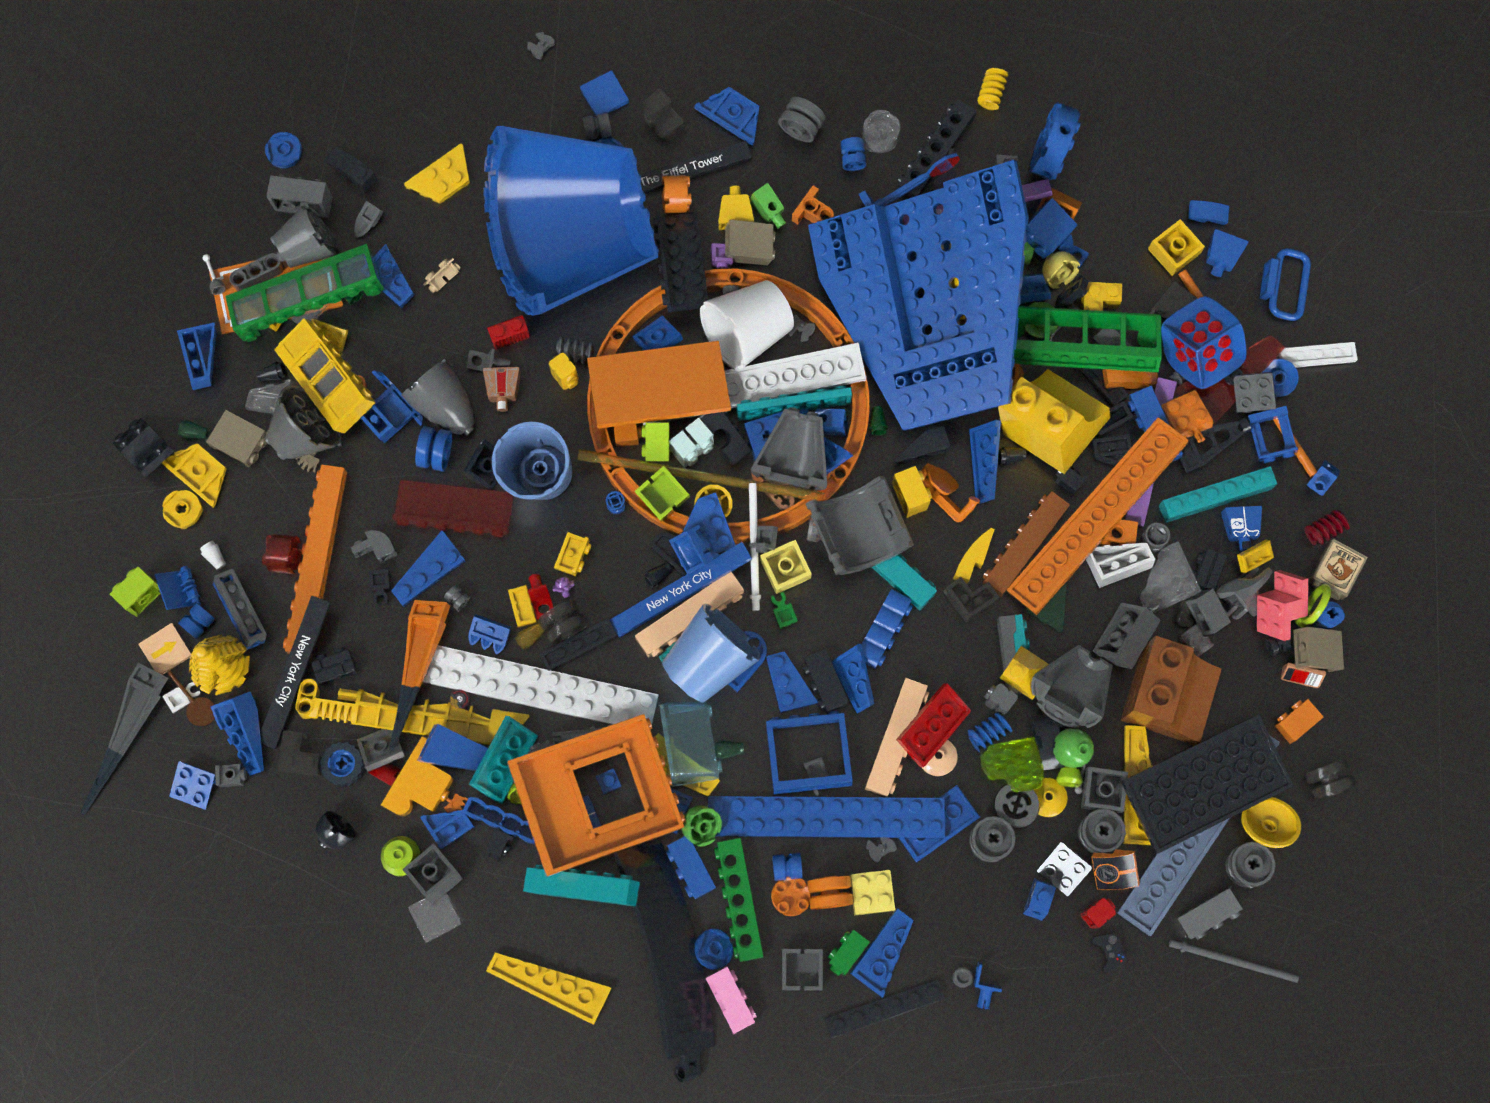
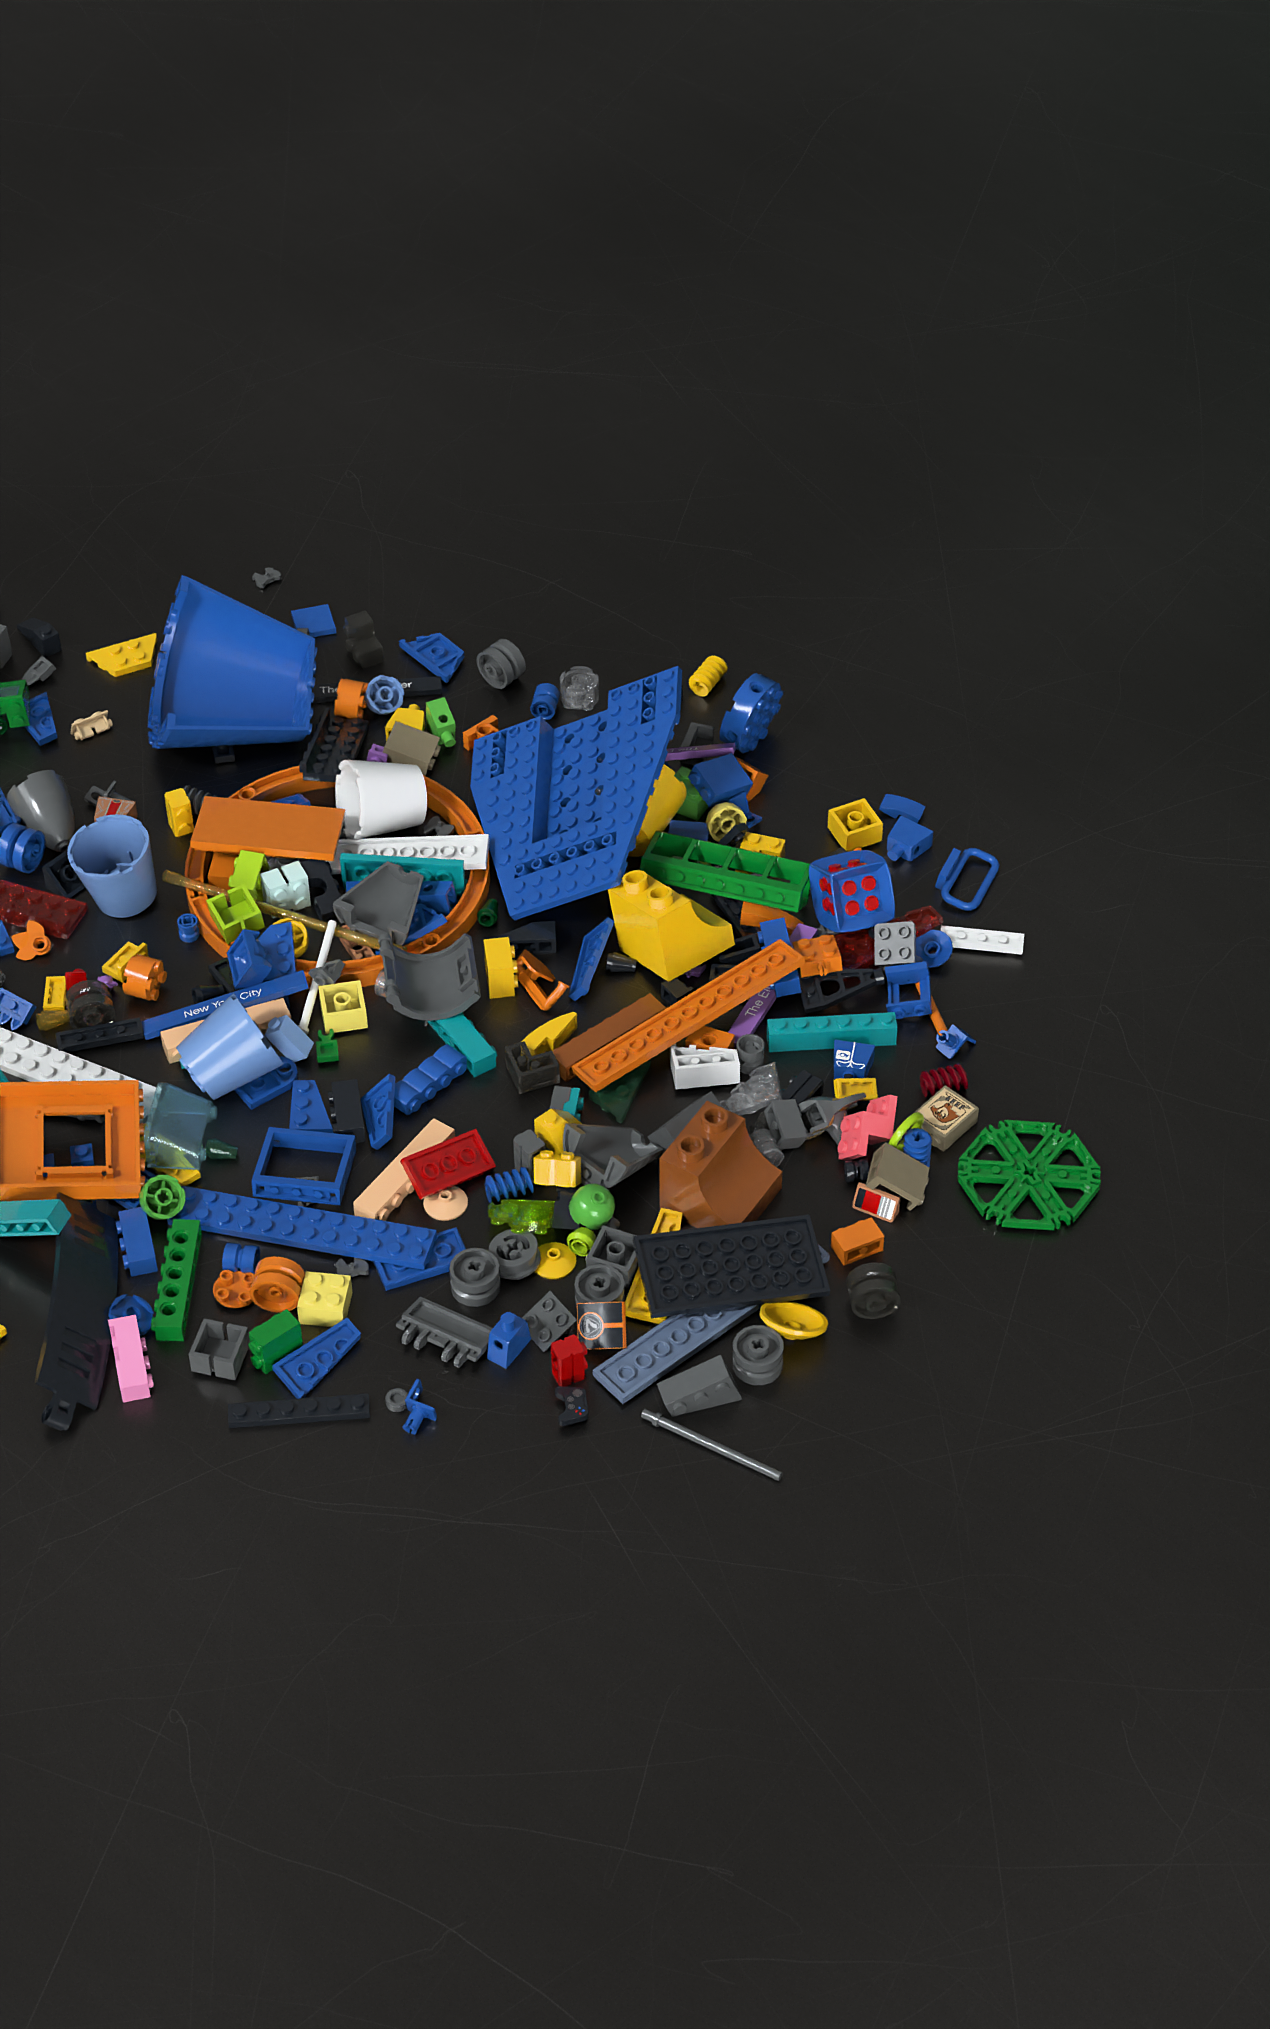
camera: 15 degrees right, 30 degrees down
(476, 550) = (29, 941): none -> orange plate
(508, 332) = (138, 778): red brick -> none
(598, 575) = (144, 977): none -> orange brick
(705, 183) = (384, 695): none -> medium blue cylinder
(752, 618) = (288, 1038): none -> light blue brick
(984, 895) = (443, 1326): none -> dark grey hinge
(1033, 717) = (556, 1169): none -> yellow brick
(1435, 613) = (1039, 1163): none -> green plate

